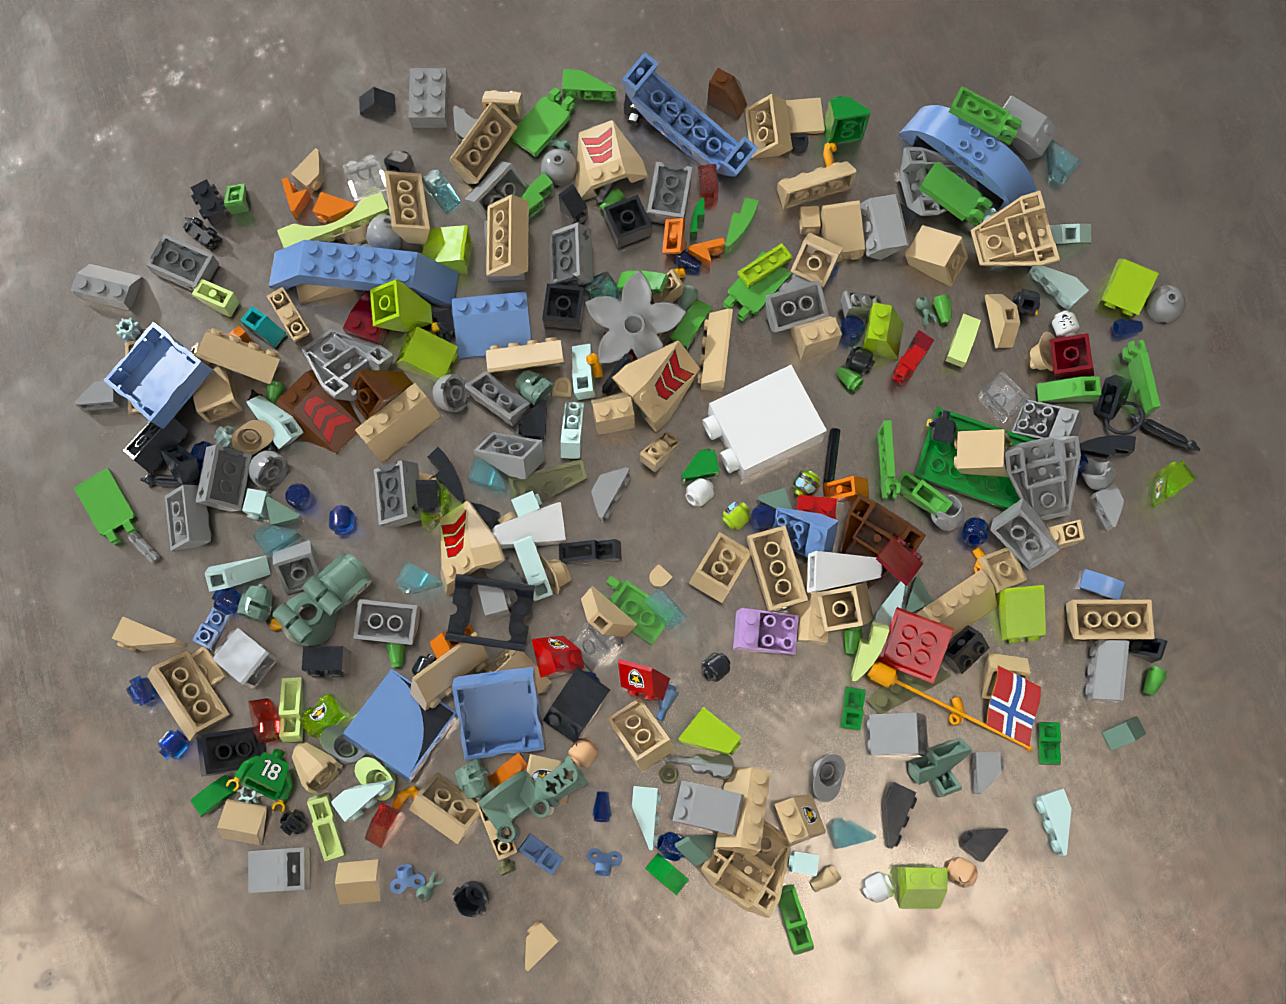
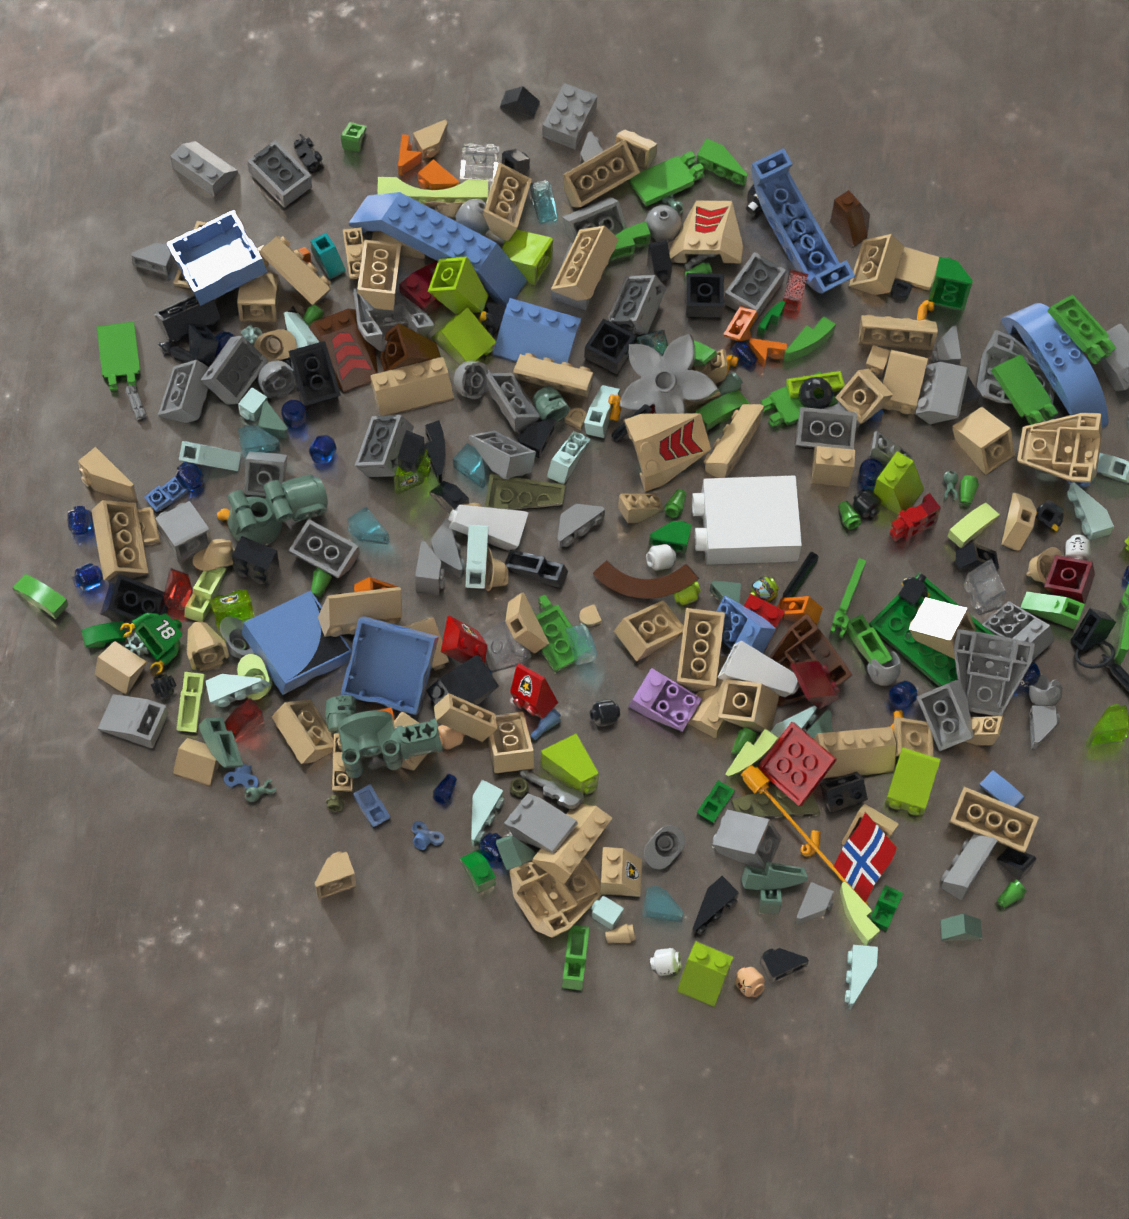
camera: 20 degrees right, 10 degrees down
(128, 329) = (205, 211): light aqua gear -> none
(135, 783) = (41, 595): none -> bright green slope
(211, 206) = (328, 135): black brick -> none
(216, 297) = (297, 214): yellowish green slope -> none
(256, 603) = (214, 489): sand green helmet -> none
(285, 670) = (215, 555): none -> tan piece
(301, 451) = (314, 374): none -> black slope
(319, 326) = (379, 273): none -> tan slope
(373, 859) = (221, 742): none -> sand green slope
(404, 795) = (272, 704): light orange arm -> none
(463, 601) = (401, 558): black piece -> none
(466, 545) = (425, 510): tan wedge -> none
(471, 898) = (292, 813): black cap -> none
(526, 503) = (497, 499): light aqua brick -> none
(593, 735) = (465, 717): none -> tan brick
(613, 413) = (611, 457): tan slope -> none
(689, 433) = (675, 504): none -> bright green cone
(698, 529) = (645, 588): none -> reddish brown tile
(762, 275) = (806, 393): none -> black piece
(762, 518) = (708, 600): clear blue head -> none
(868, 183) = (948, 348): none -> light grey slope
(980, 372) = (973, 556): none -> black slope
(1029, 762) = (858, 915): none -> yellowish green slope
(1108, 446) = (1065, 671): black slope -> none

